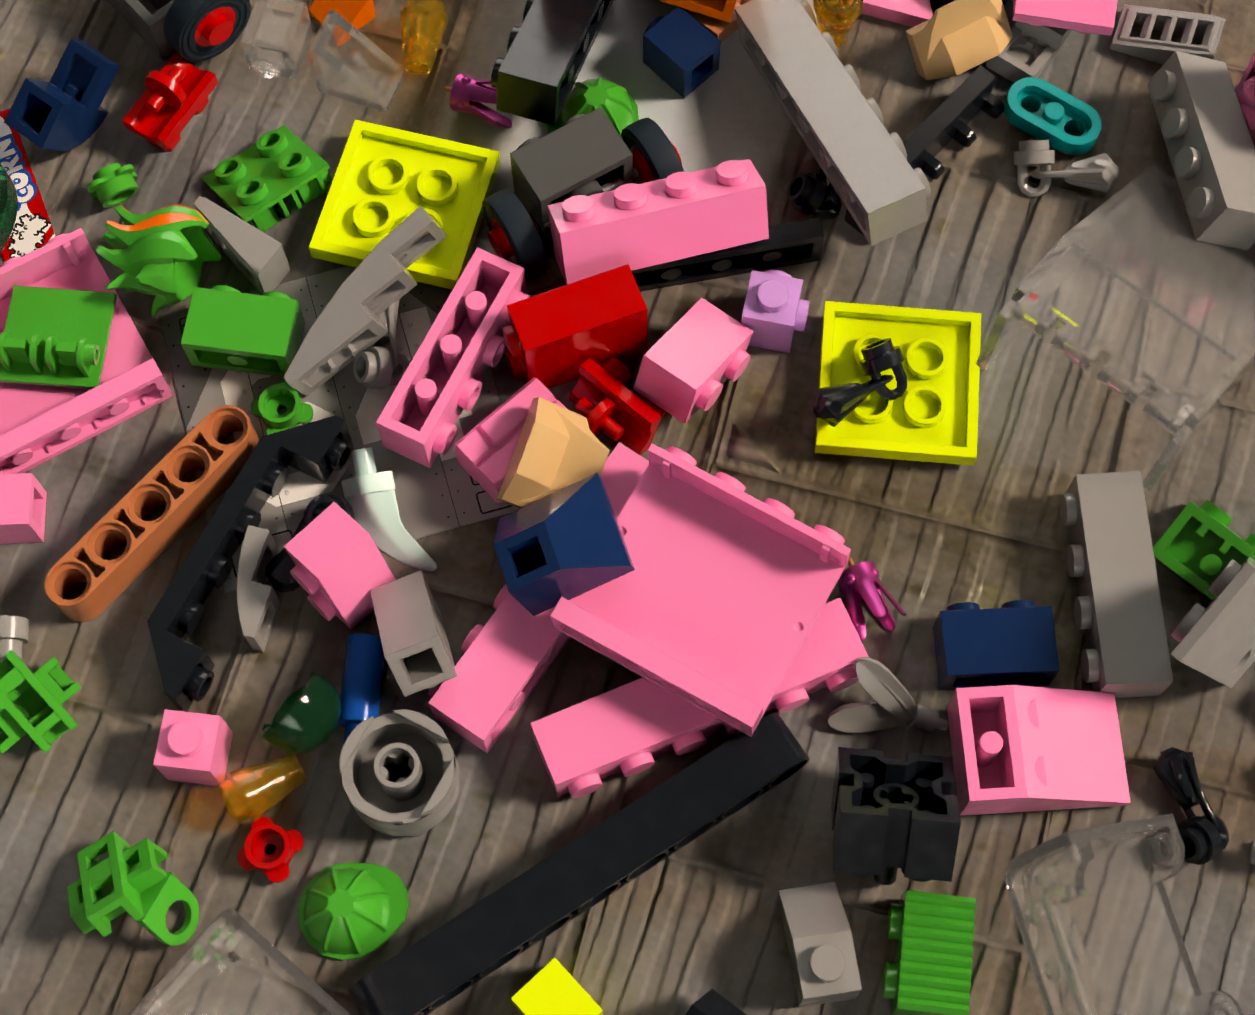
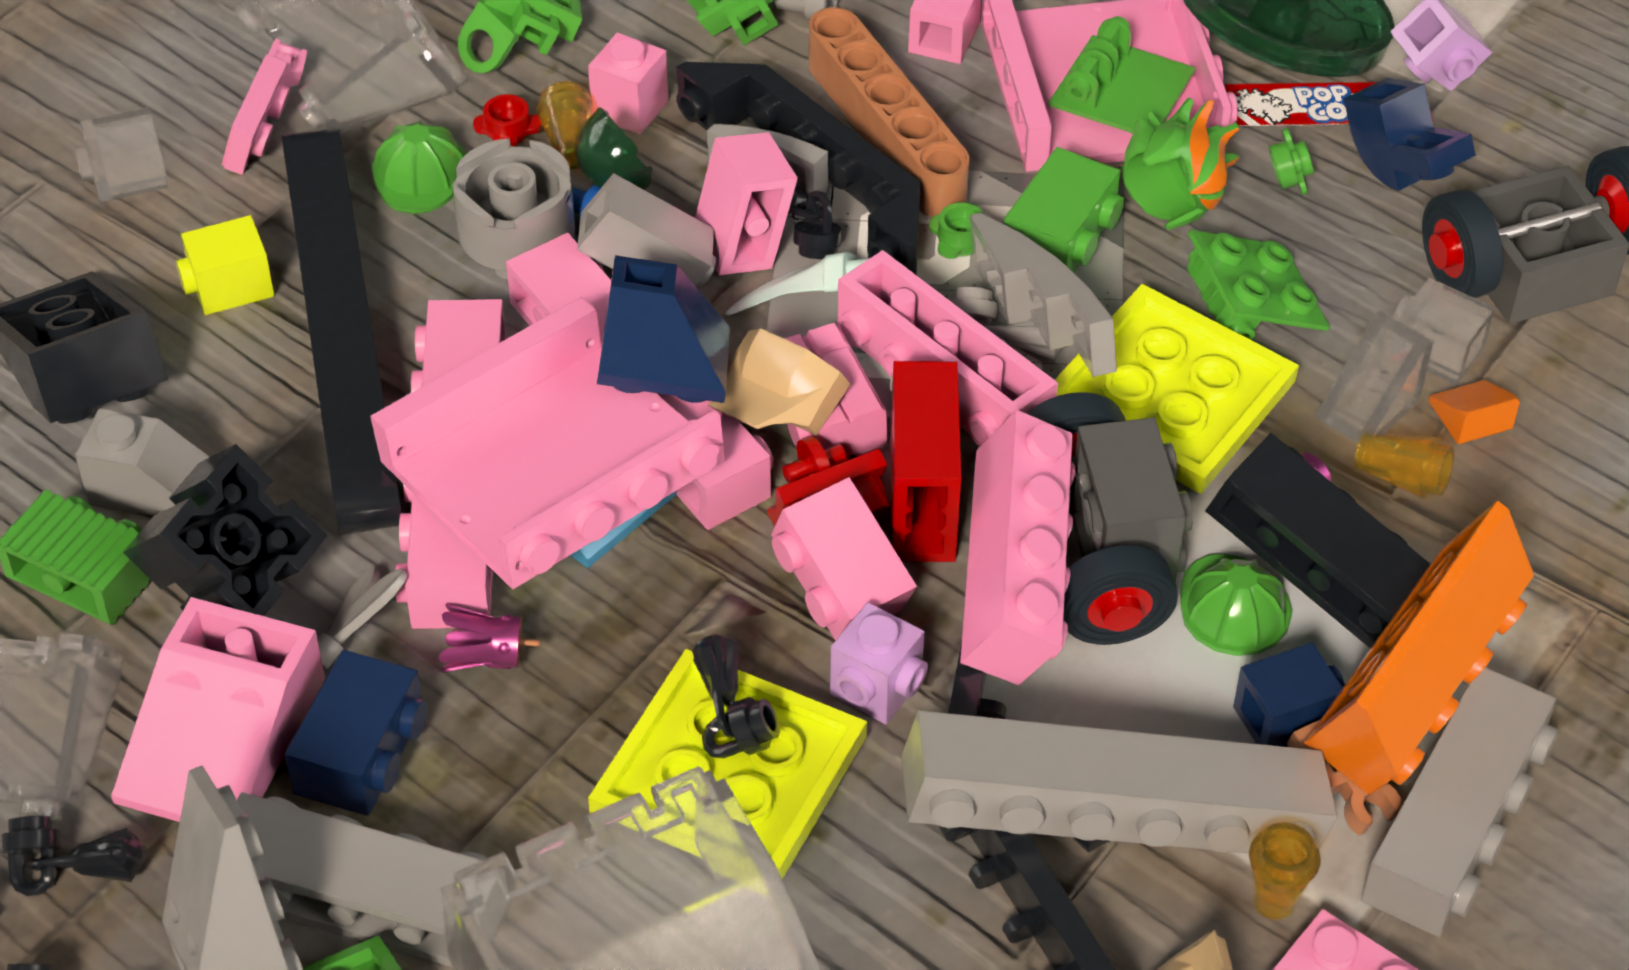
camera: 110 degrees right, 20 degrees down
(170, 102) = (1378, 218): red hips -> none
(250, 249) = (1158, 240): light grey slope -> none

